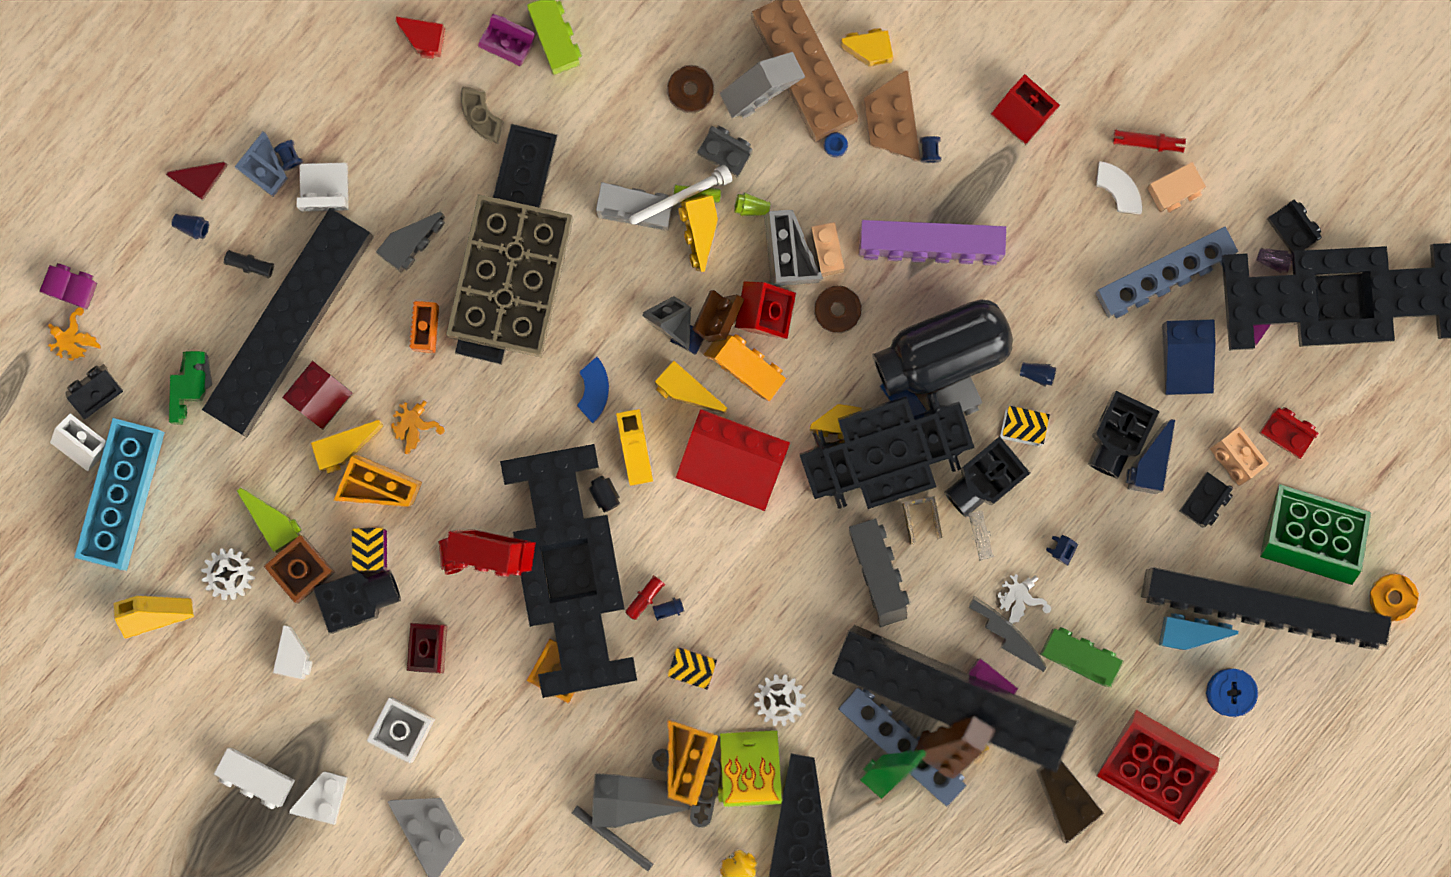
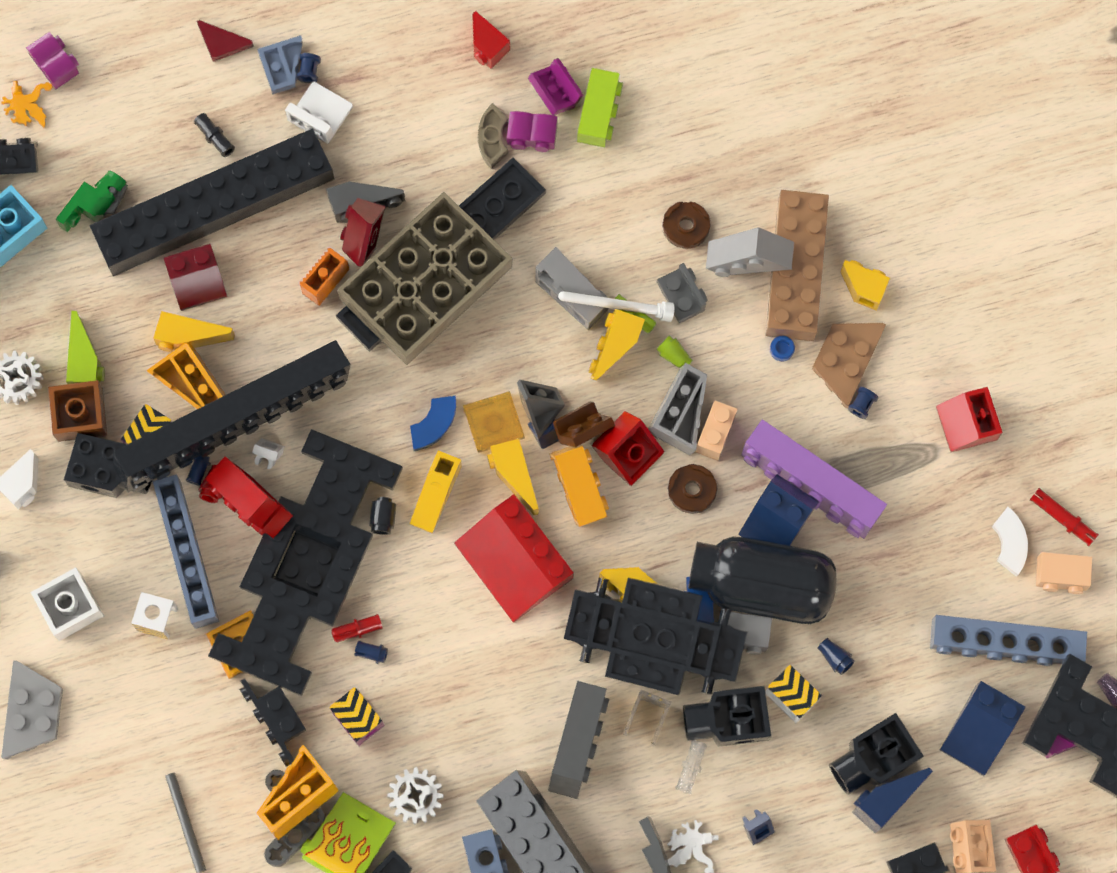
camera: 30 degrees right, 10 degrees down
(193, 226) = (190, 76): dark blue cone -> none
(411, 420) = (259, 351): light orange piece -> none
(427, 648) = (140, 550): dark red slope -> none
(429, 269) = (362, 230): none -> dark red slope
(429, 552) = (198, 470): none -> dark blue pin
(431, 494) = (231, 416): none -> black brick
(466, 625) = (186, 551): none -> sand blue brick
(476, 500) = (268, 450): none -> white tile
(488, 699) = (156, 626): none -> white piece
(512, 90) = (532, 131): none -> magenta brick
(629, 800) = (224, 797): dark grey wedge -> none
(630, 708) = (279, 717): none -> black bracket
(642, 357) = (493, 421): none -> clear yellow tile
(923, 288) = (779, 513): none -> dark blue slope

